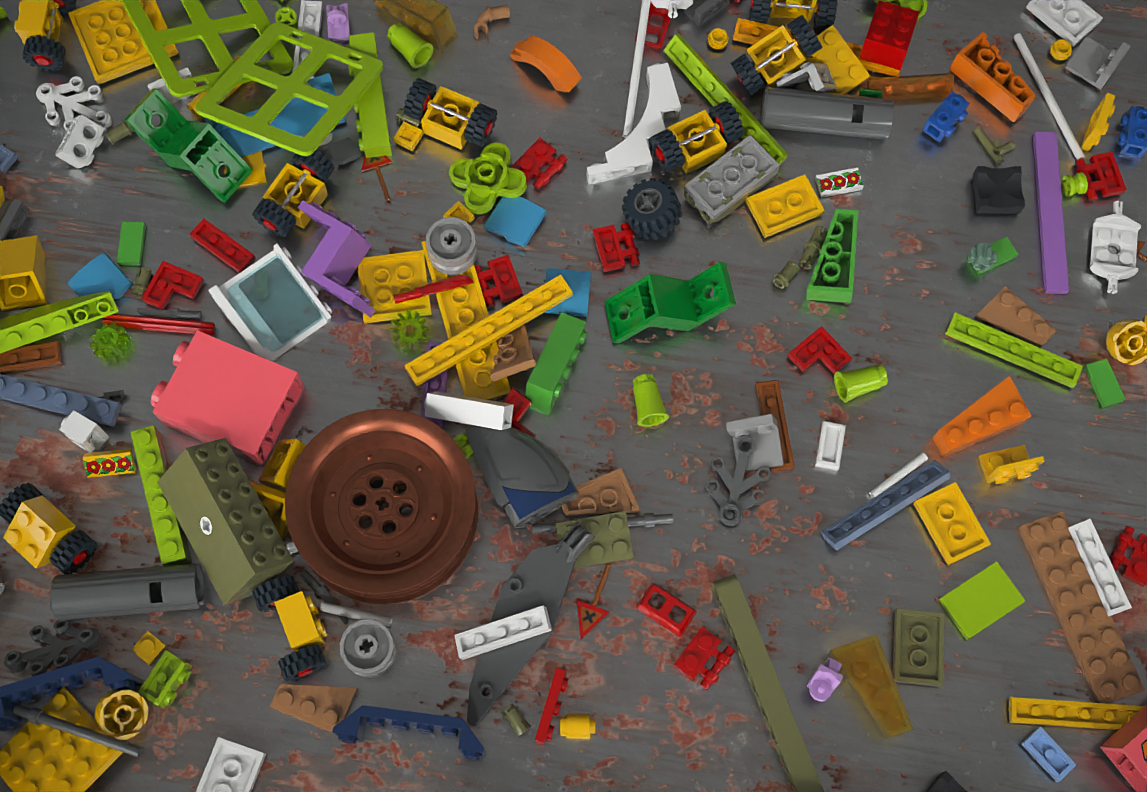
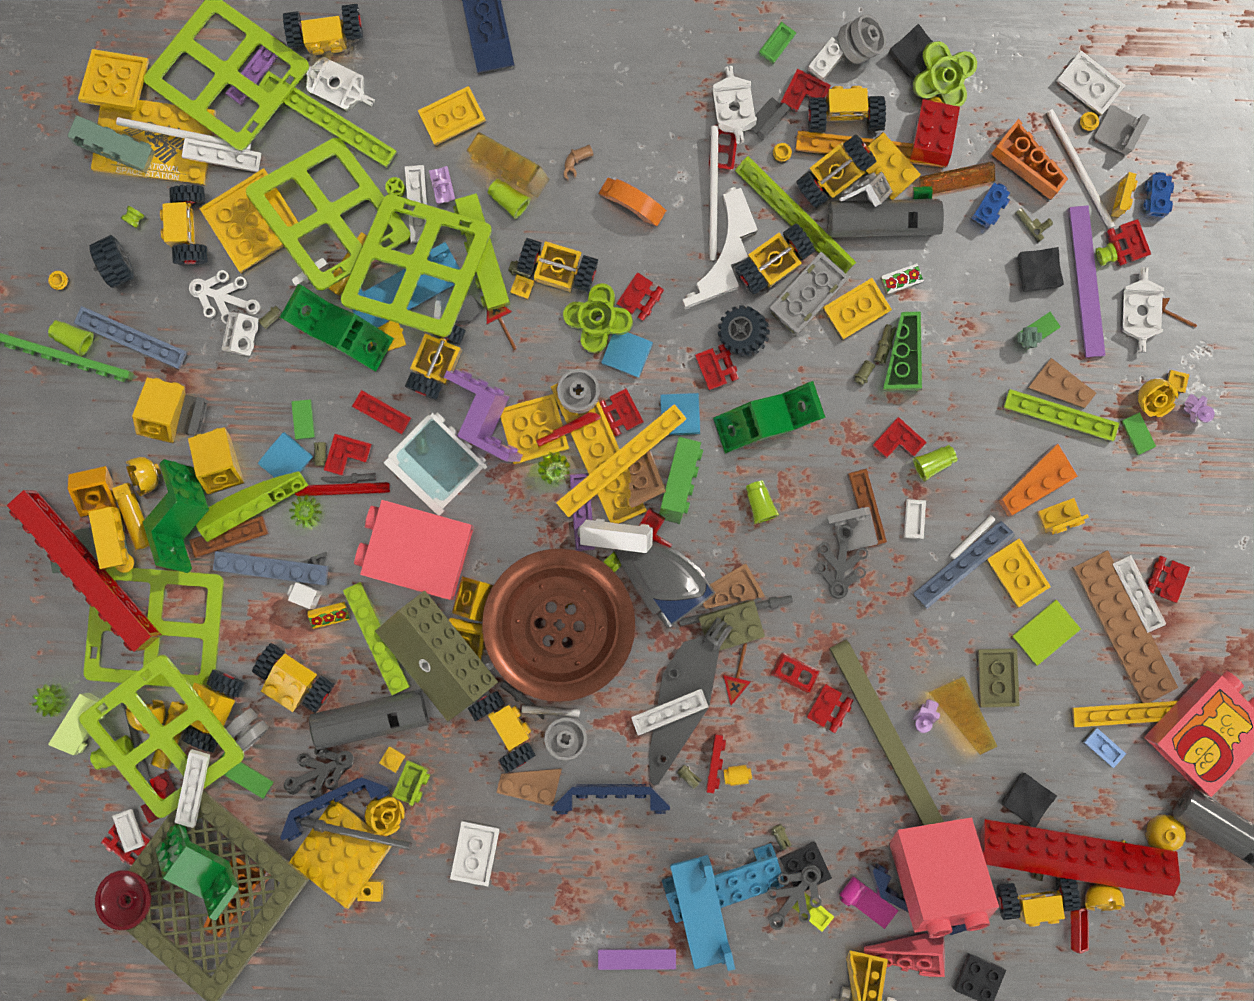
camera: 10 degrees left, 15 degrees up
(459, 211) = (578, 357): yellow plate -> none

